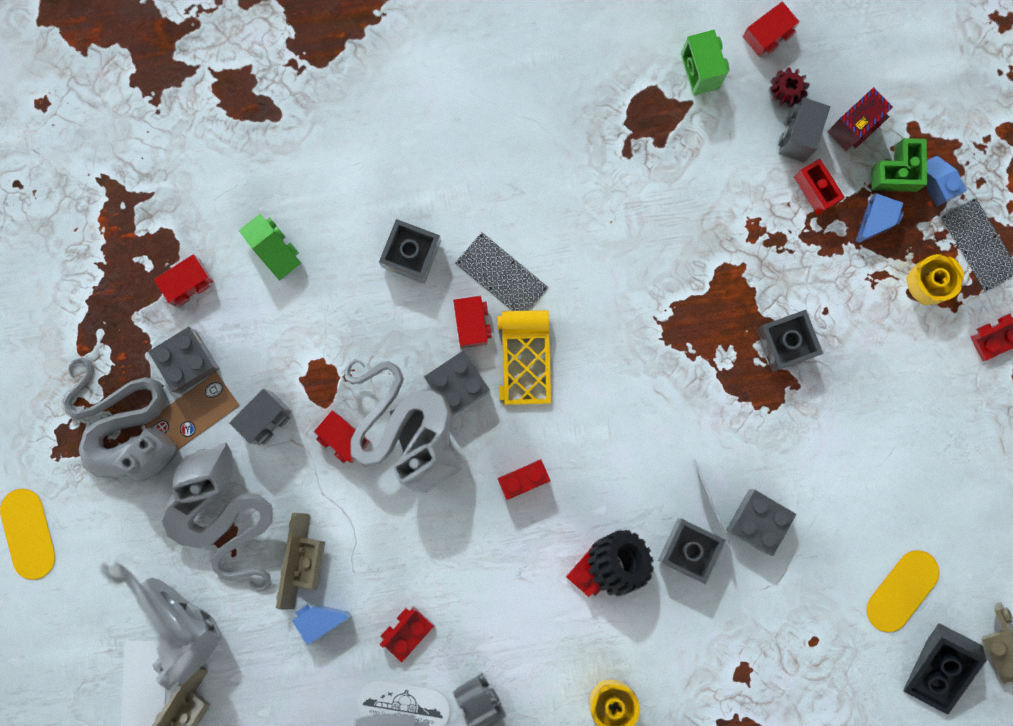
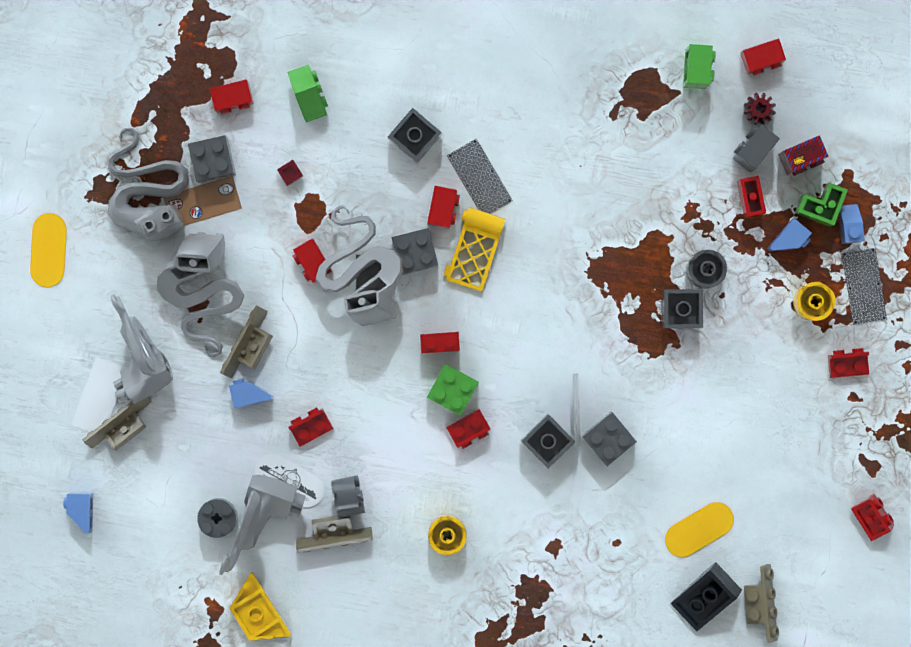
camera: 20 degrees right, 5 degrees up
(261, 418) = (257, 224): dark grey brick -> none
(281, 344) = (290, 172): none -> dark red plate
(558, 529) = (452, 389): none -> bright green brick
(606, 566) = (502, 427): black tyre -> none
(811, 281) = (717, 269): none -> dark grey brick

